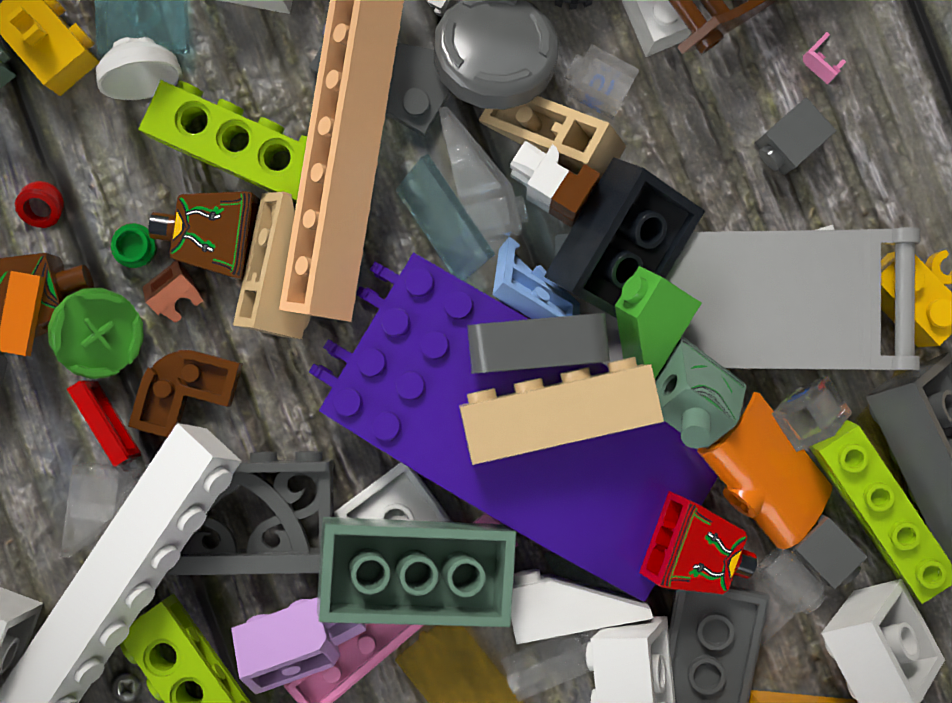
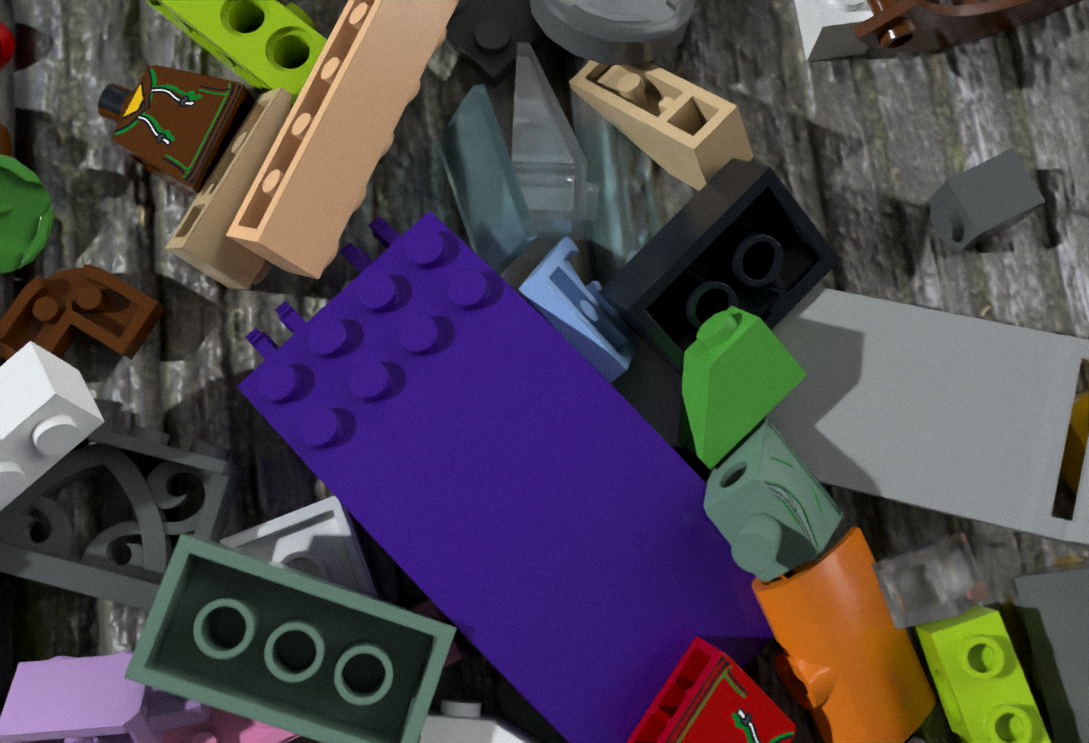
camera: 20 degrees right, 10 degrees down
(133, 246) = (76, 123): green plate -> none
(167, 288) = (109, 181): copper tile -> none
(538, 343) = (561, 362): dark grey beam -> none
(552, 185) = (640, 173): hips -> none
(560, 412) = (565, 465): tan brick -> none
(600, 80) = (741, 66): clear brick -> none
(816, 62) = (1036, 125): bright pink piece -> none

